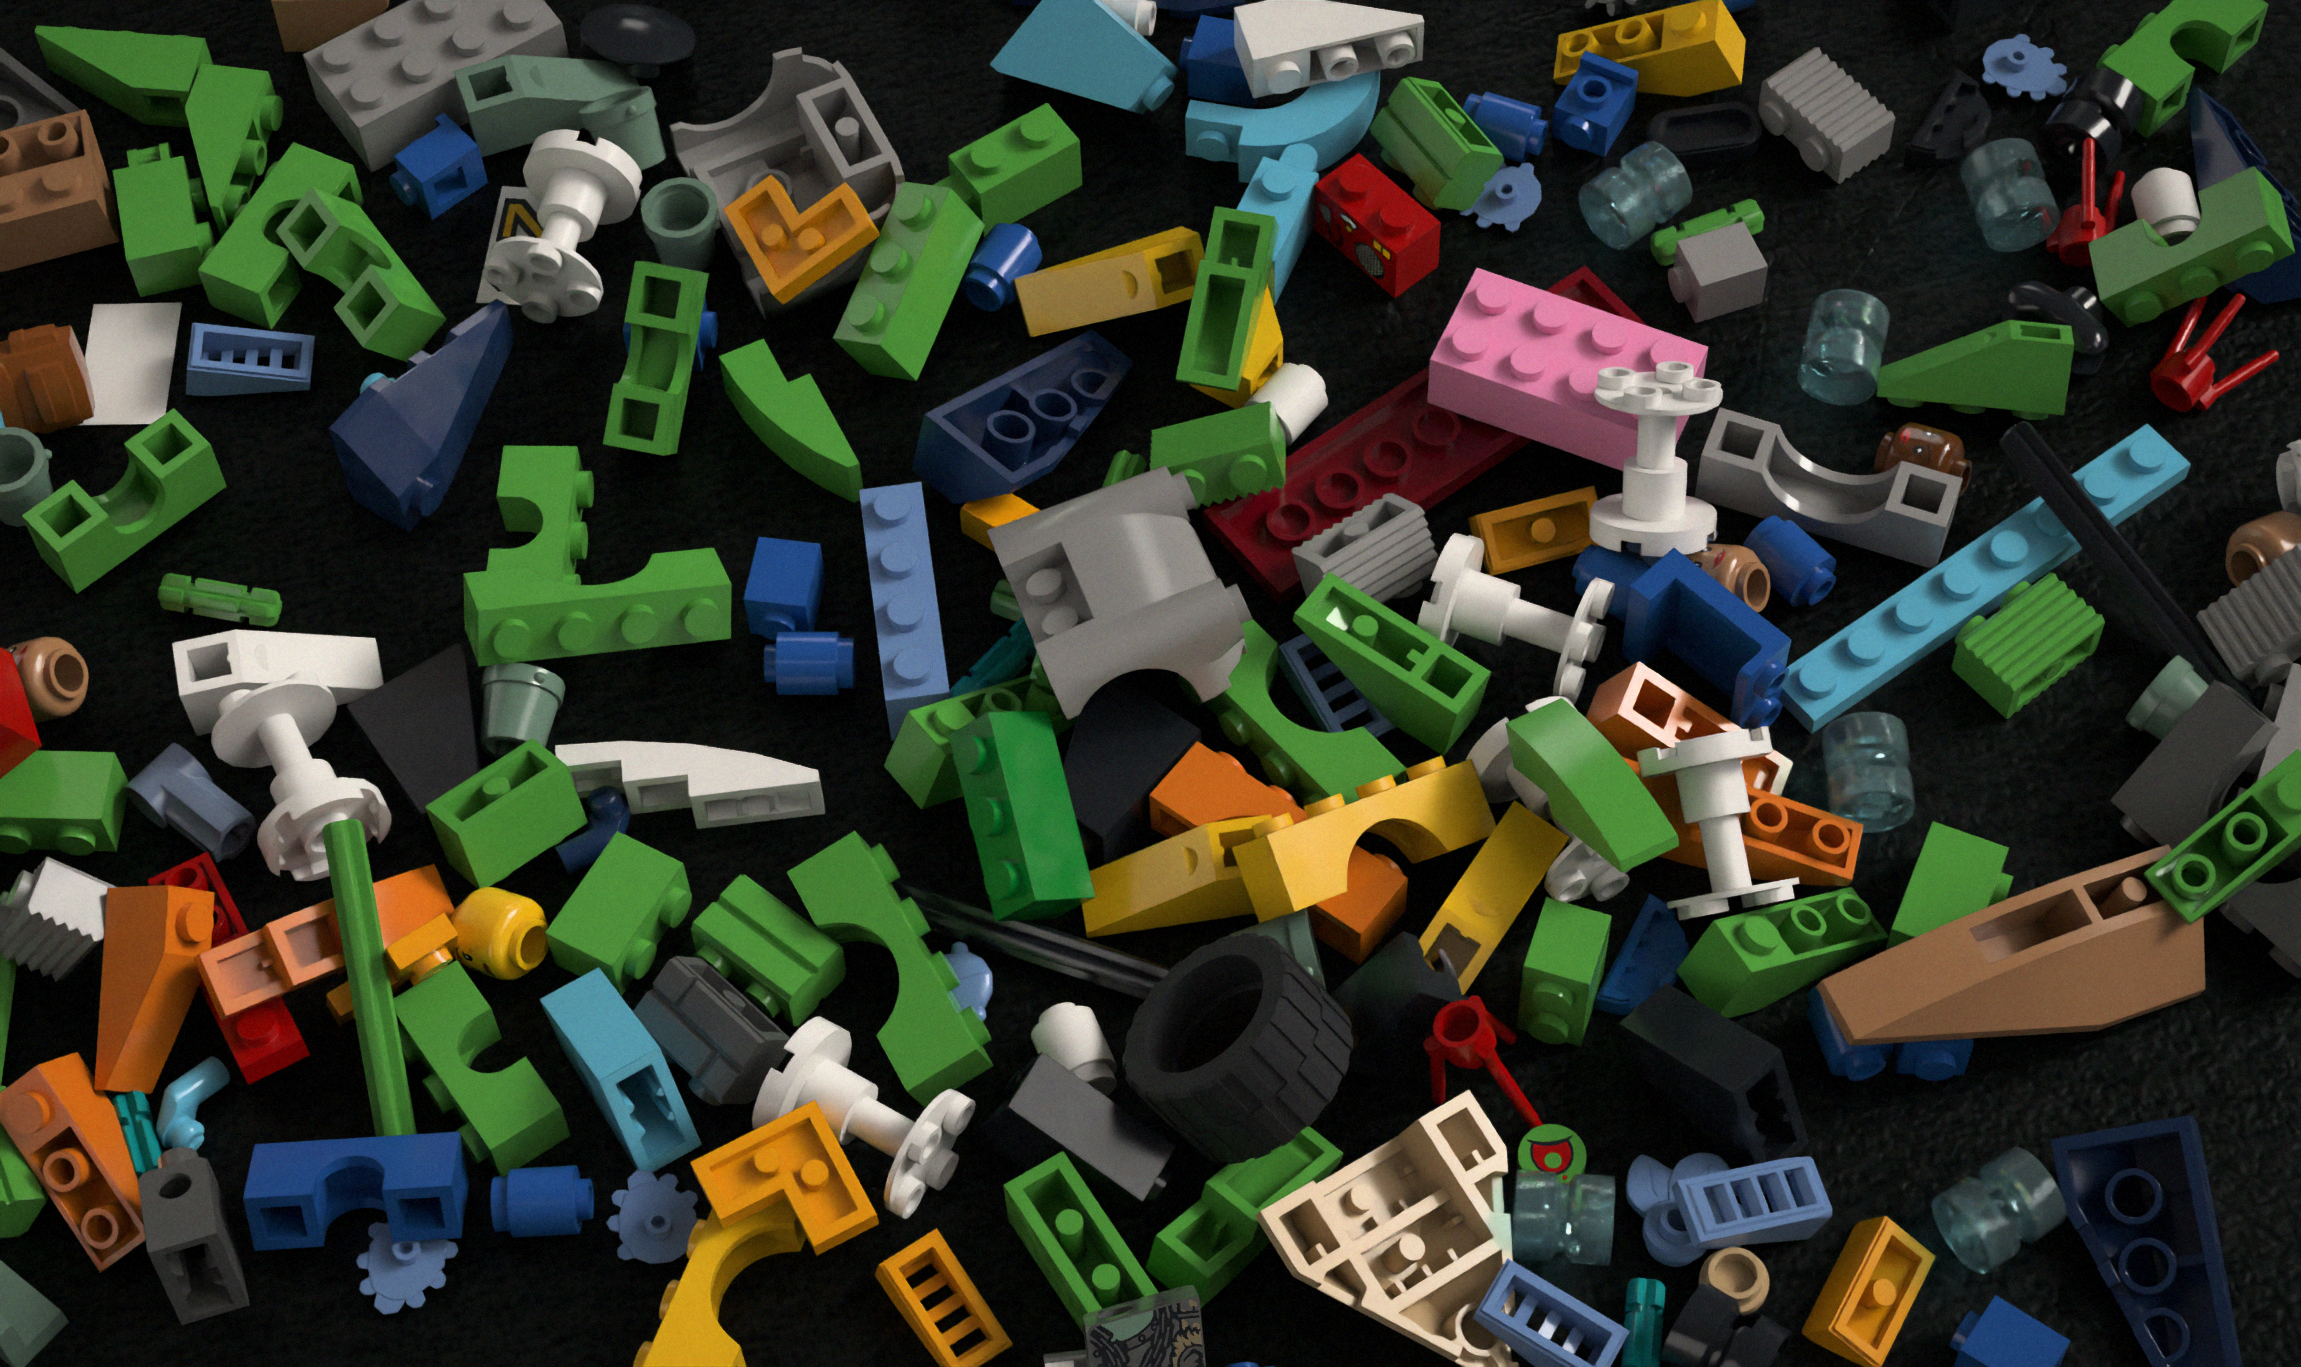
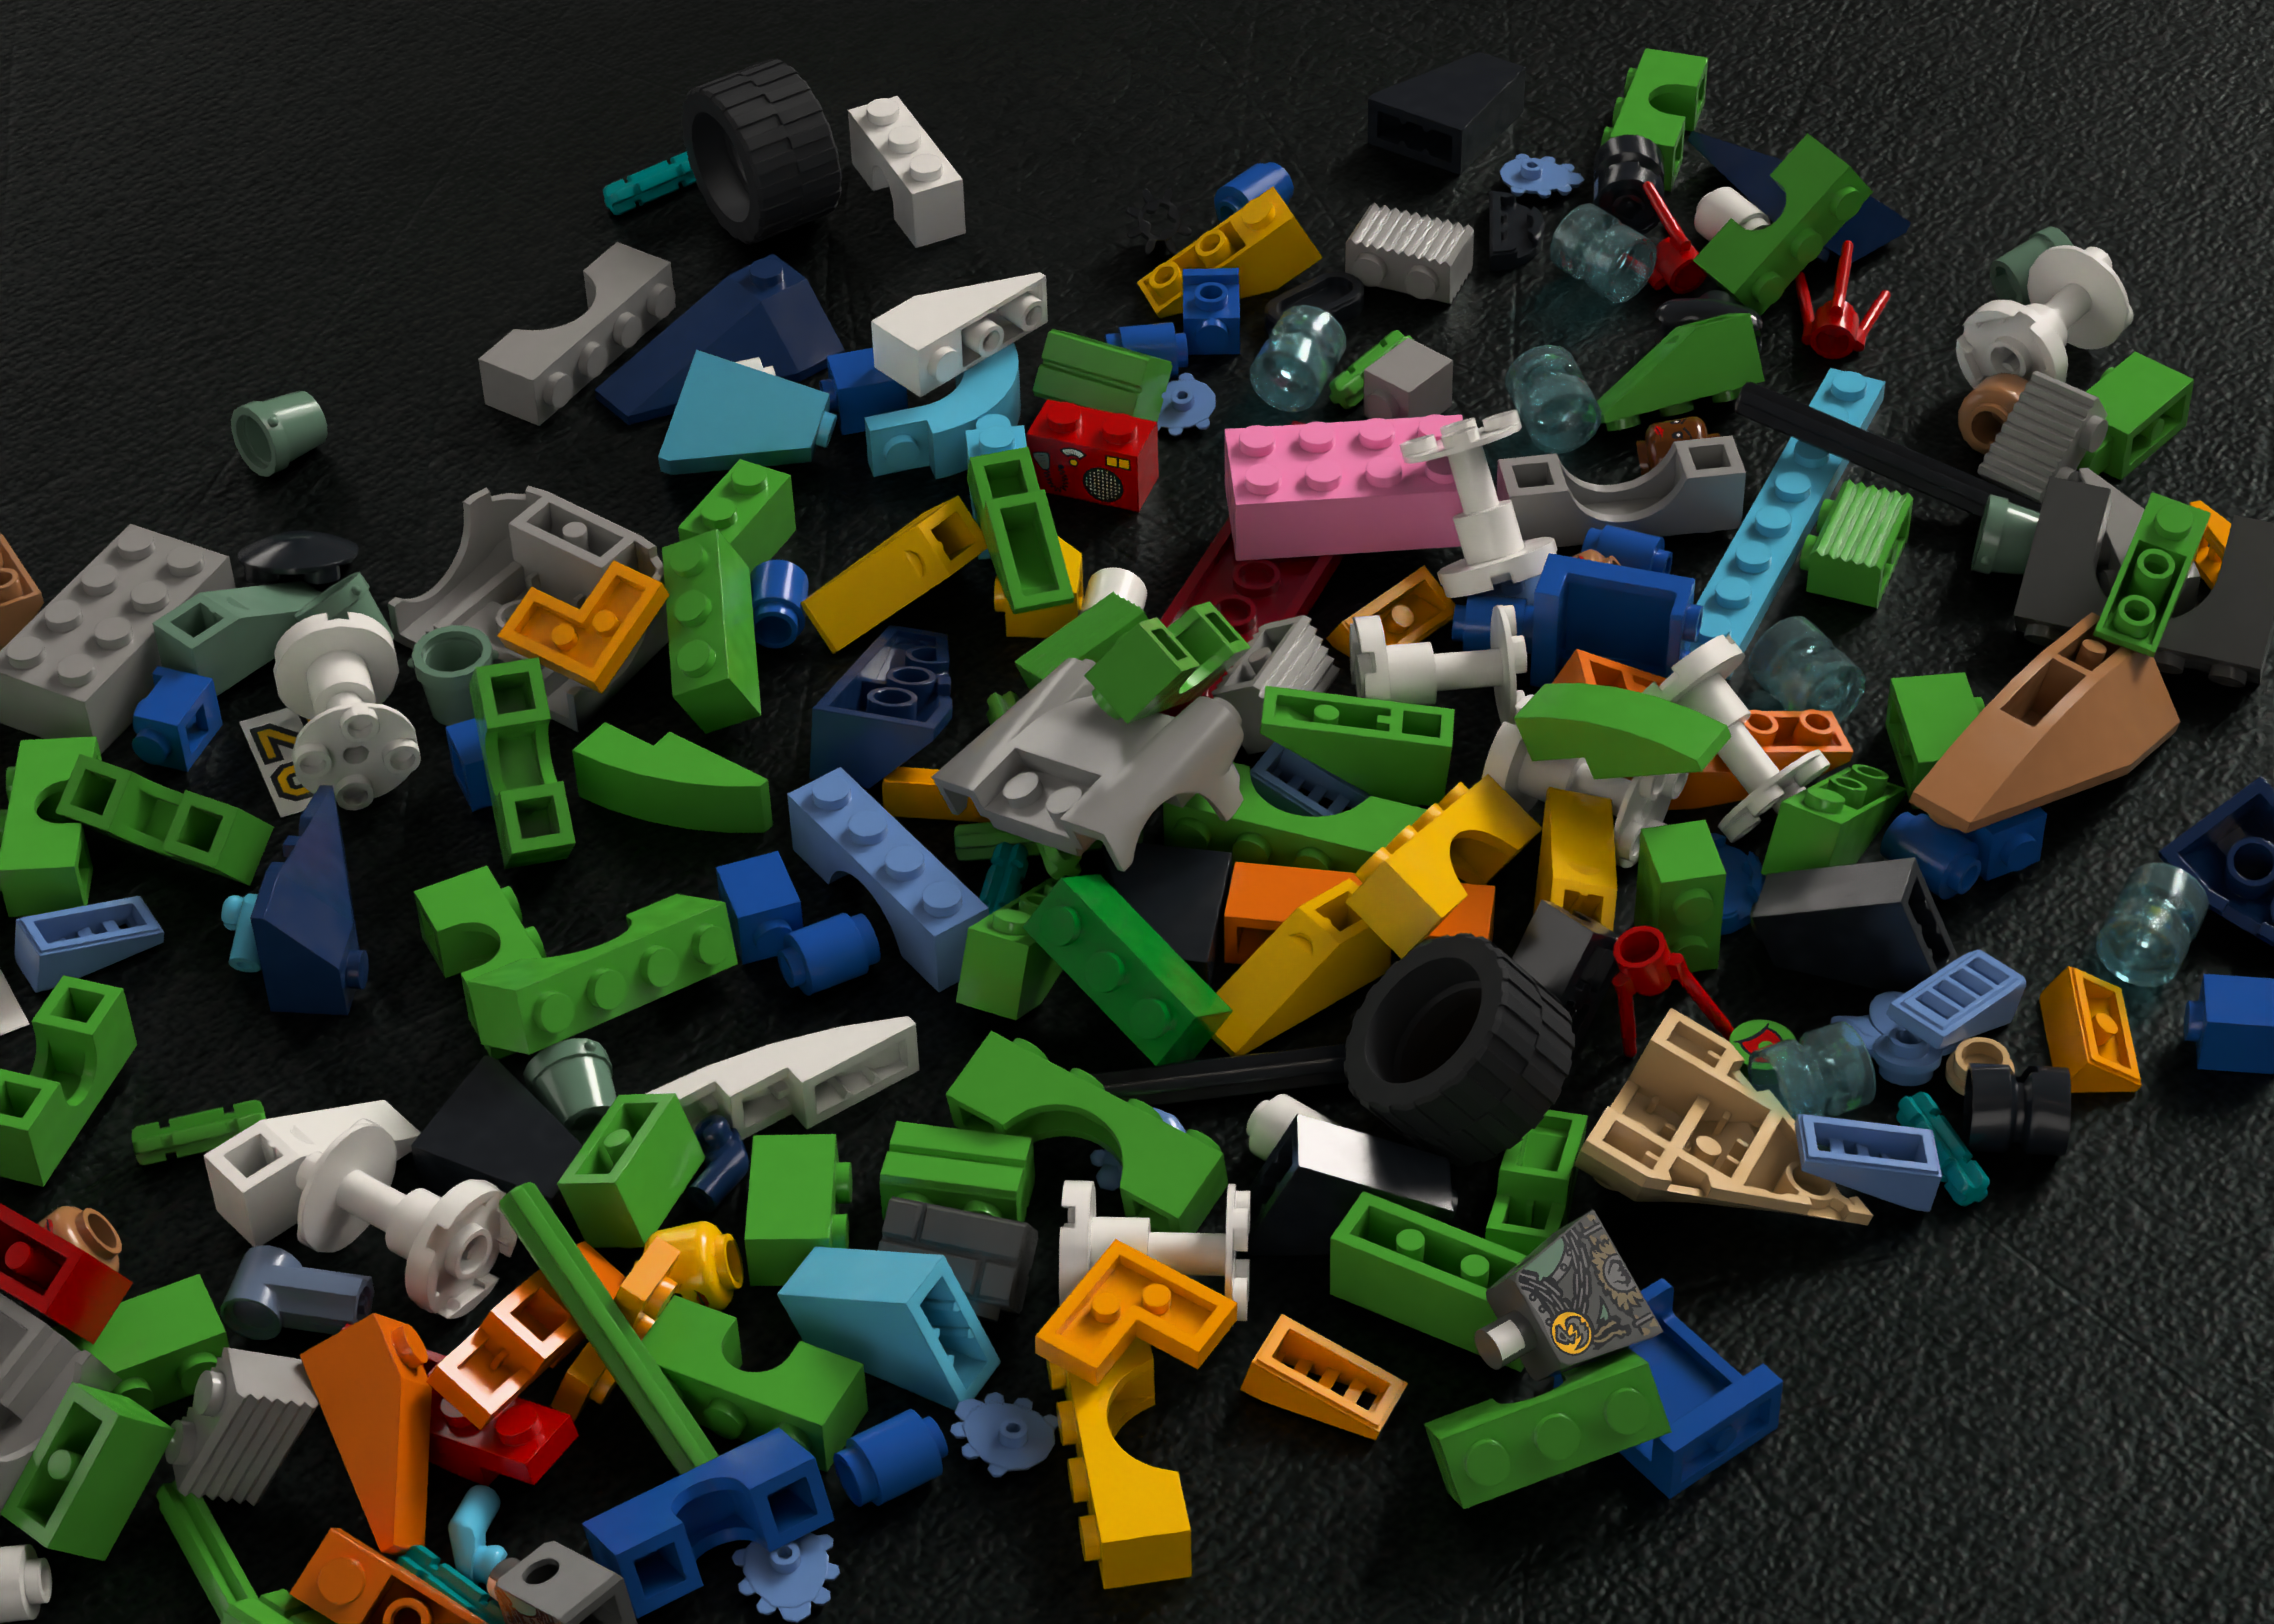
camera: 30 degrees left, 15 degrees down
(1230, 522) = (1163, 665): none -> bright green arch

